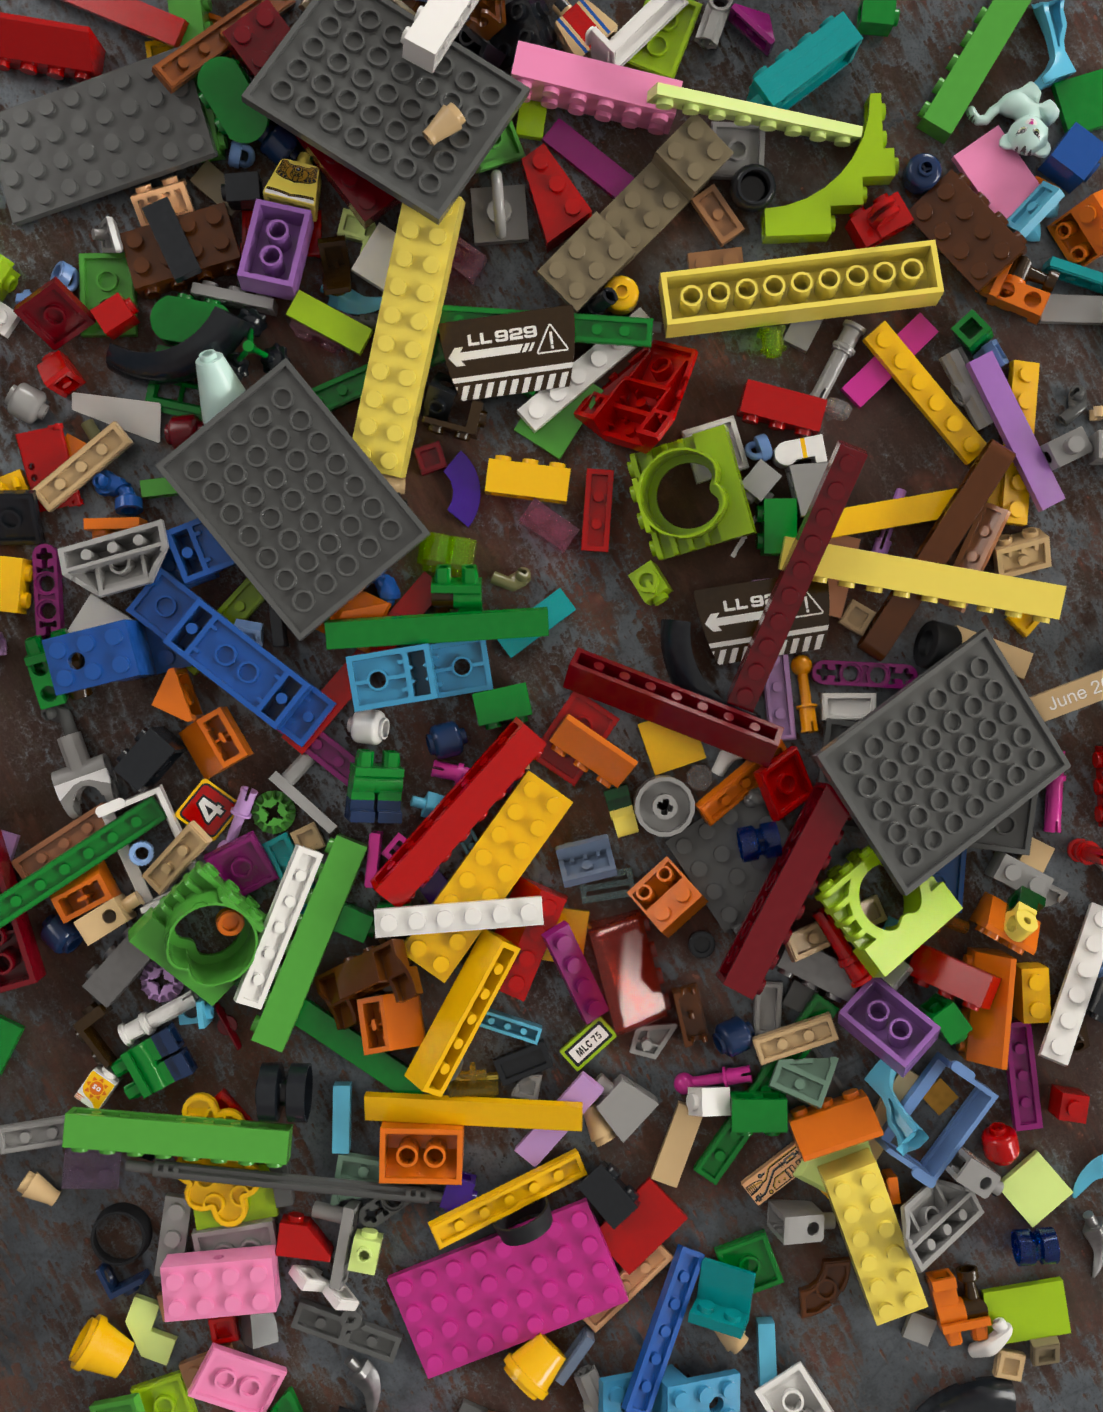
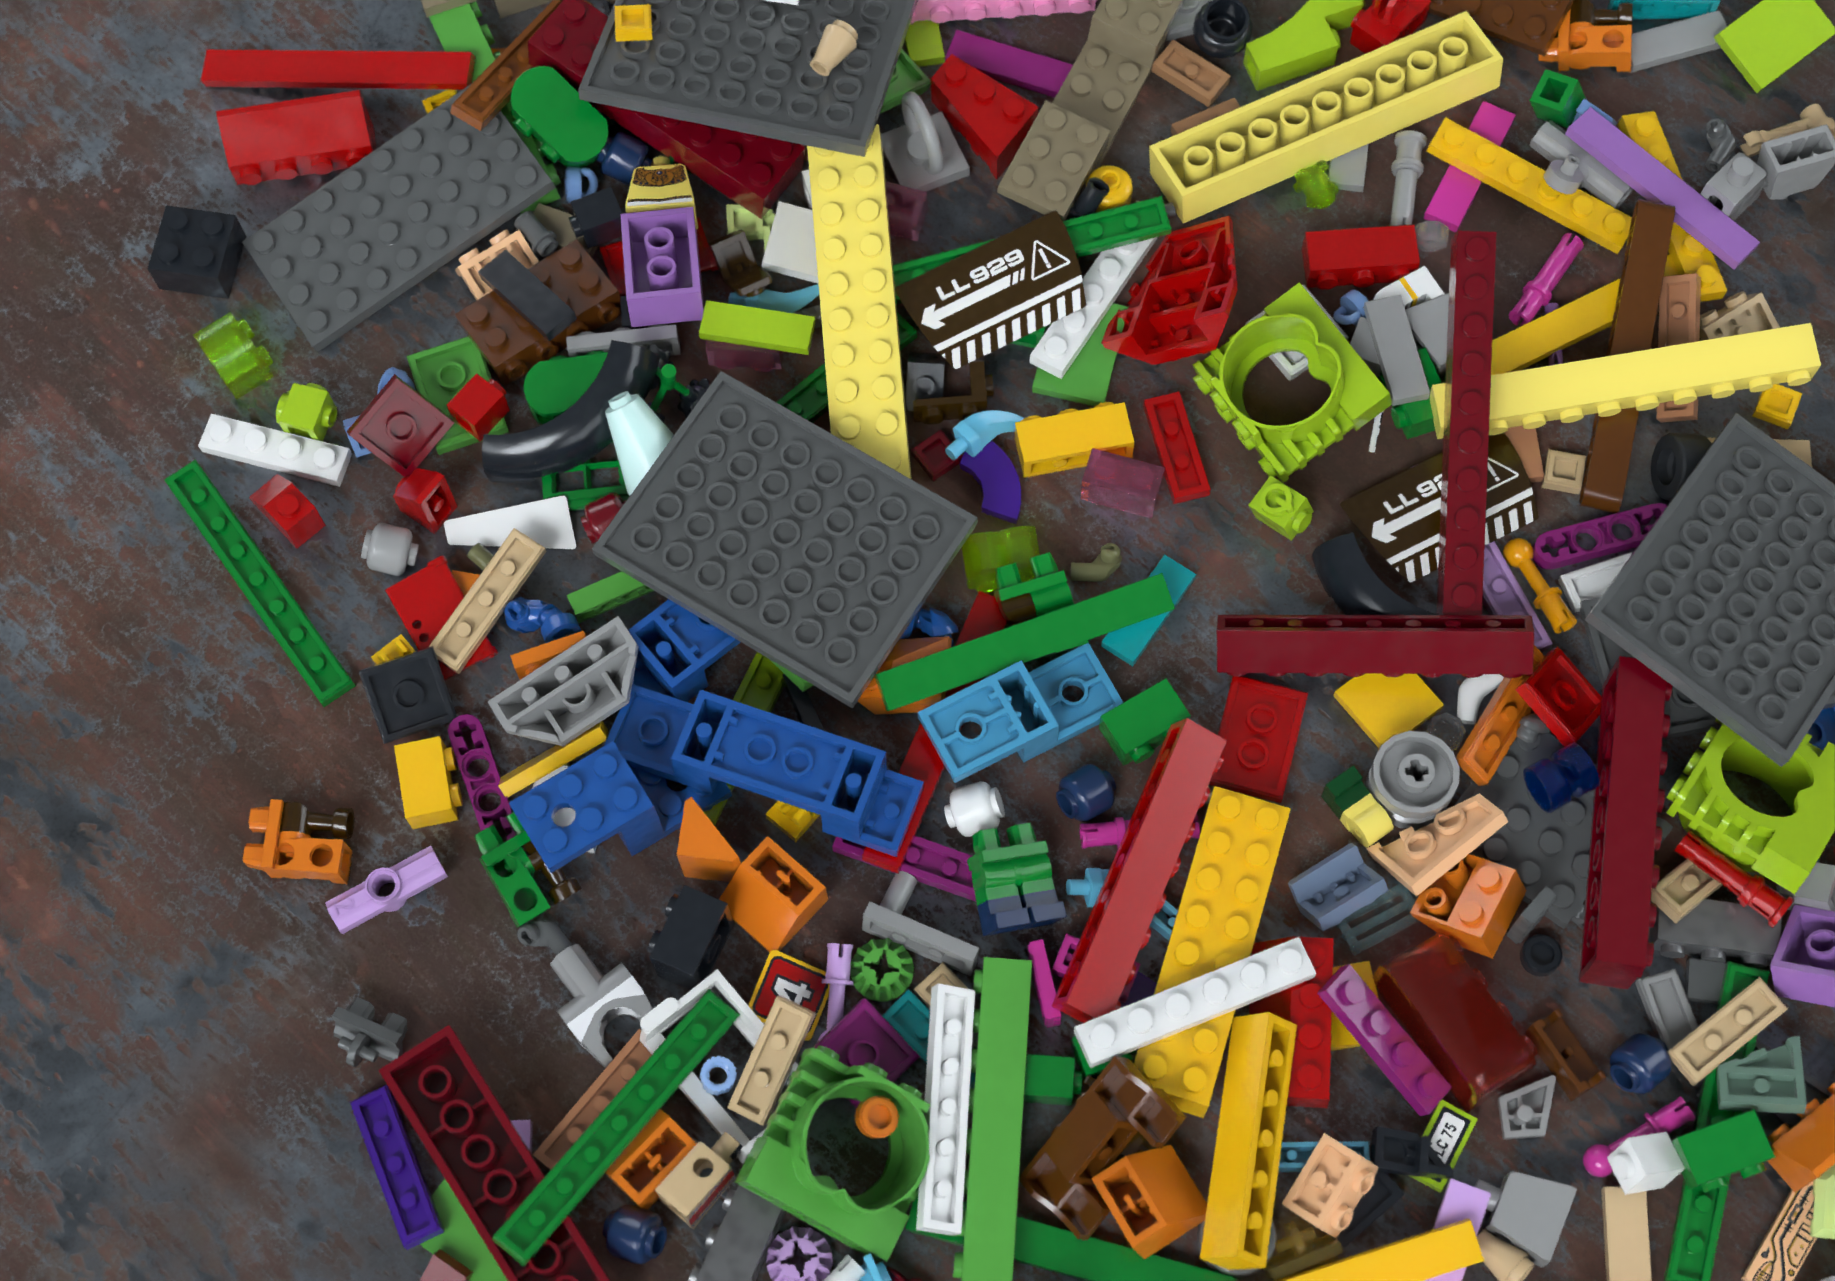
camera: 10 degrees left, 20 degrees down
(89, 602) = (551, 760): none -> yellow tile
(108, 236) = (440, 323): light grey piece -> none
(196, 187) = (541, 239): none -> dark grey pin
(301, 48) = (633, 22): none -> yellow tile
(465, 452) = (978, 430): none -> medium azure bar
(505, 1052) = (1330, 1186): none -> light nougat bracket
(528, 1087) = (1380, 1233): light grey tile -> none
(562, 1044) = (1406, 1154): none -> black slope
(592, 752) = (1291, 731): orange slope -> none
(661, 857) = (1431, 851): none -> light nougat wing
(702, 924) = (1532, 915): none -> dark grey tile
(774, 495) = (1396, 350): none -> light grey tile
(896, 477) = (1538, 292): none -> dark pink pin
(950, 398) = (1564, 175): none -> light grey tile

